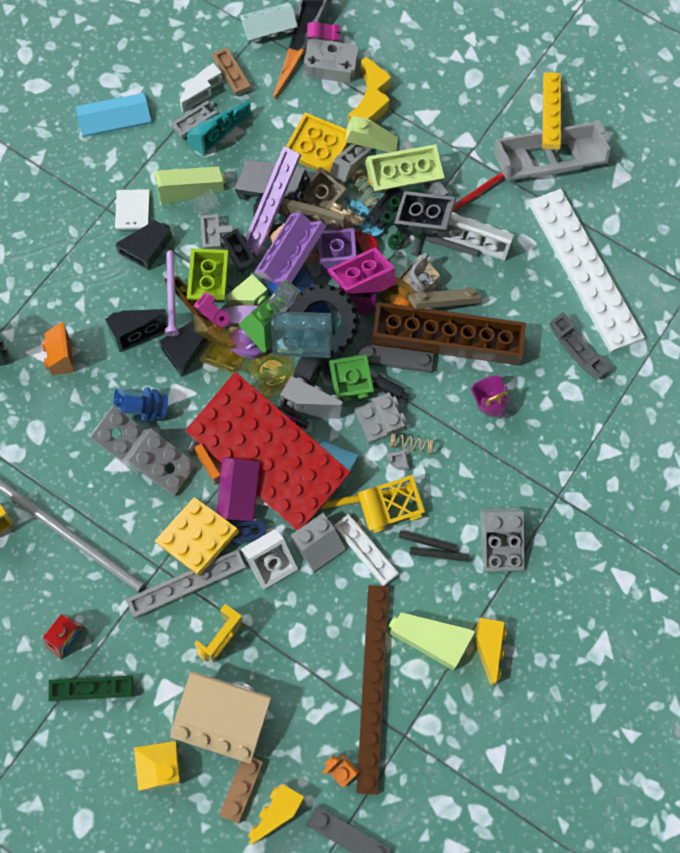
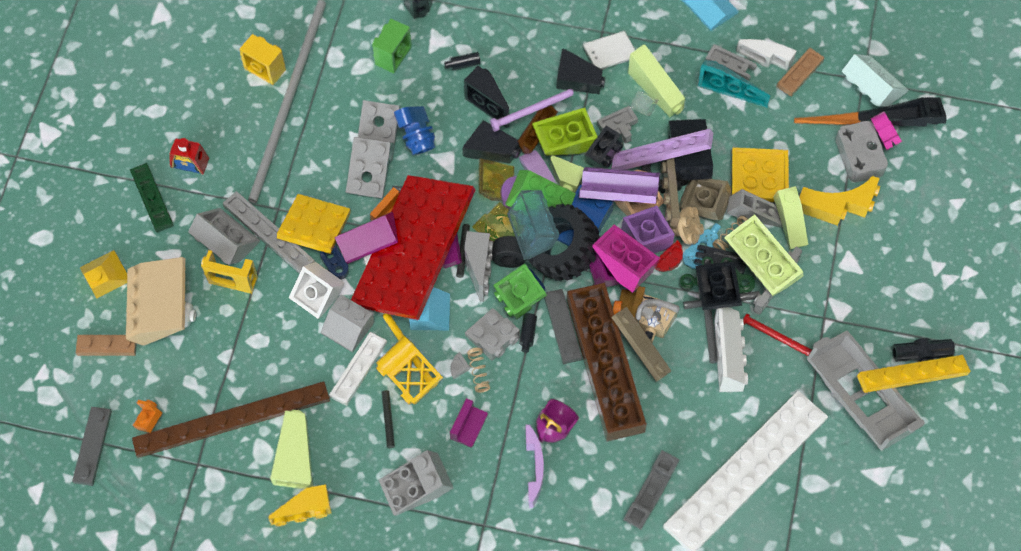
camera: 75 degrees right, 5 degrees down
(34, 392) = (391, 45): none -> bright green brick
(58, 350) = (440, 49): orange slope -> none
(80, 336) = (463, 61): none -> black cylinder
(170, 628) = (223, 235): none -> light grey slope
(210, 311) = (527, 147): dark pink leg -> none
(212, 332) = (510, 157): clear yellow slope -> none
(281, 810) = (98, 381): yellow slope -> none
(284, 296) = (564, 195): clear brick -> none
(439, 554) = (379, 434): pearl dark grey bar -> none
(460, 473) = (468, 424): none -> magenta panel
(529, 97) = (923, 350): none -> black piece
(546, 439) = (533, 443): none -> lavender slope

